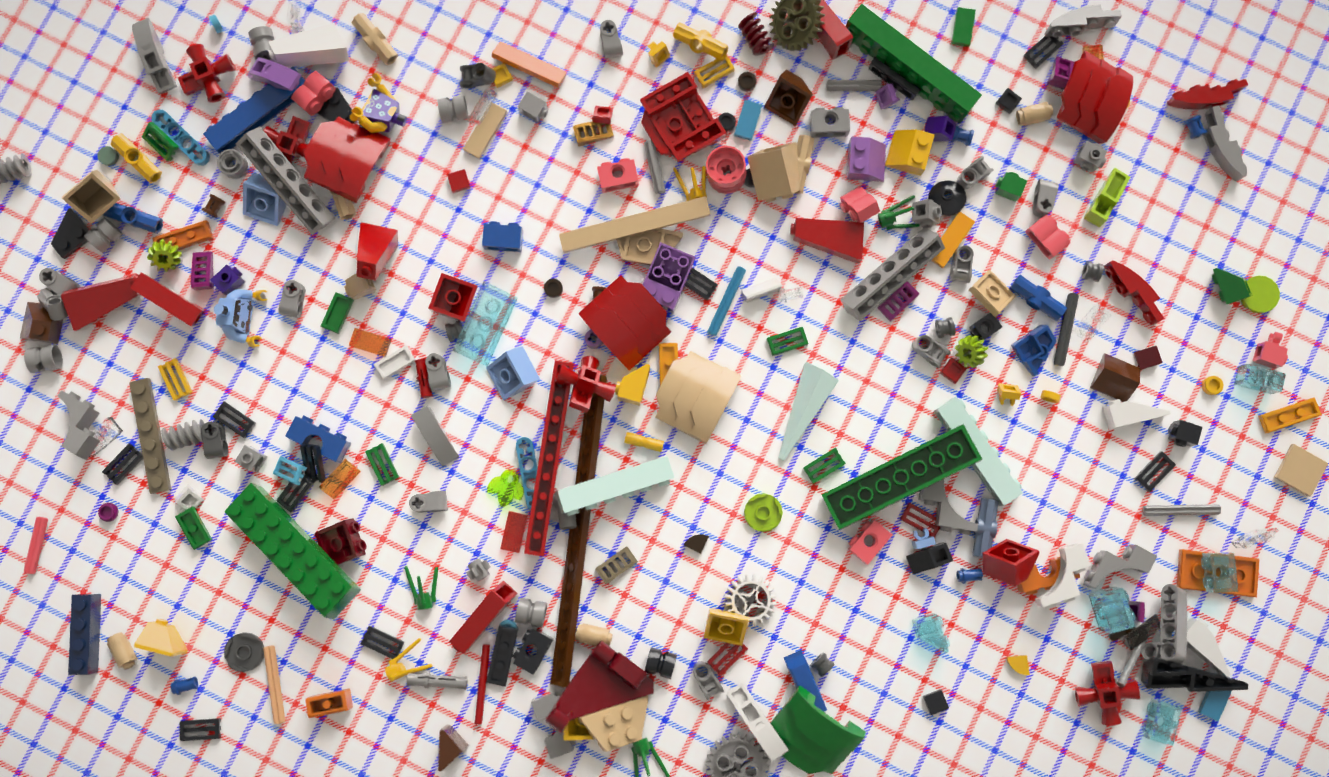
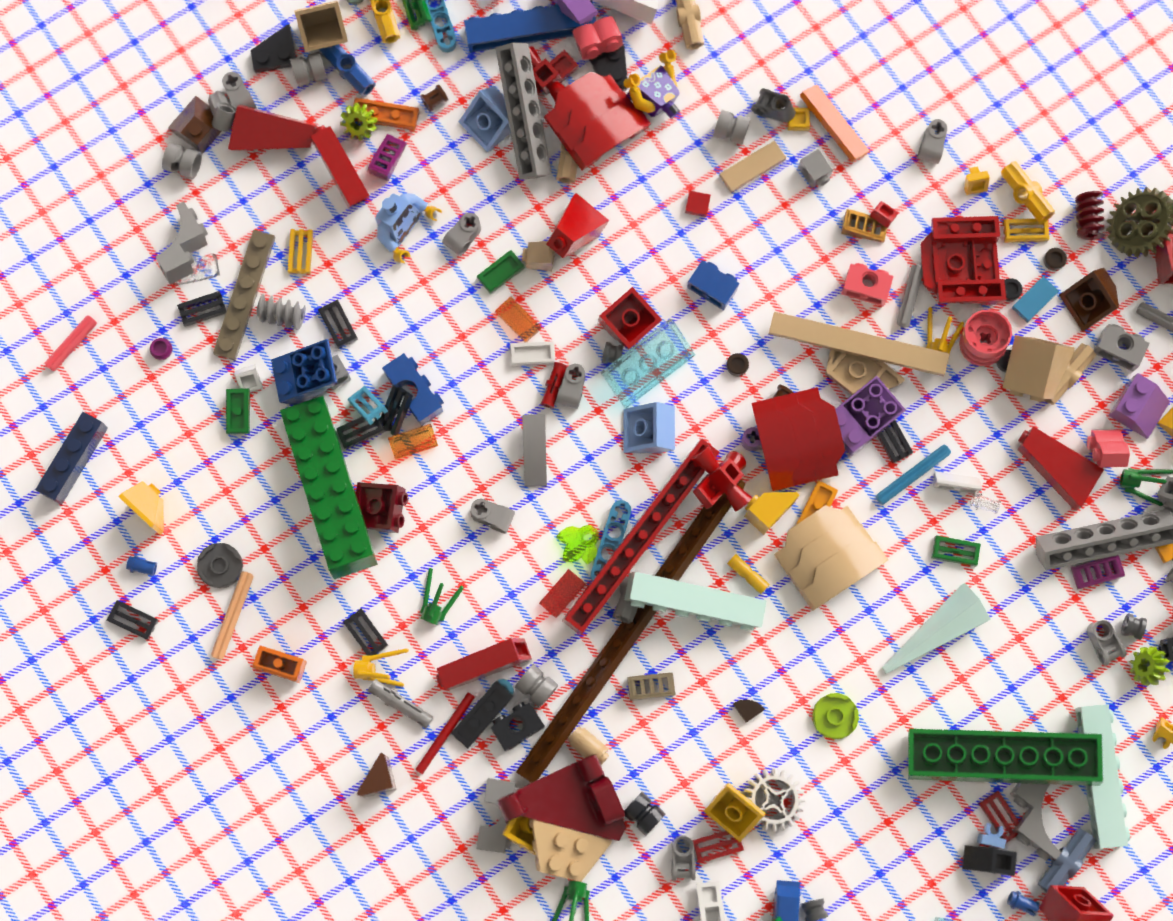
camera: 25 degrees right, 5 degrees down
(122, 651) = (98, 496): tan head -> none
(214, 443) = (305, 334): dark grey piece -> none
(226, 158) = (476, 56): light grey wheel -> none
(226, 474) = (304, 373): none -> blue slope
(228, 279) = (409, 179): dark purple brick -> none
(375, 450) = (464, 432): green tile -> none
(478, 569) = (505, 612): light grey gear -> none
(482, 107) = (762, 141): clear tile -> none
(837, 457) = (946, 701): green tile -> none
(880, 537) = (947, 807): coral brick -> none
(953, 370) = (1118, 677): red tile -> none

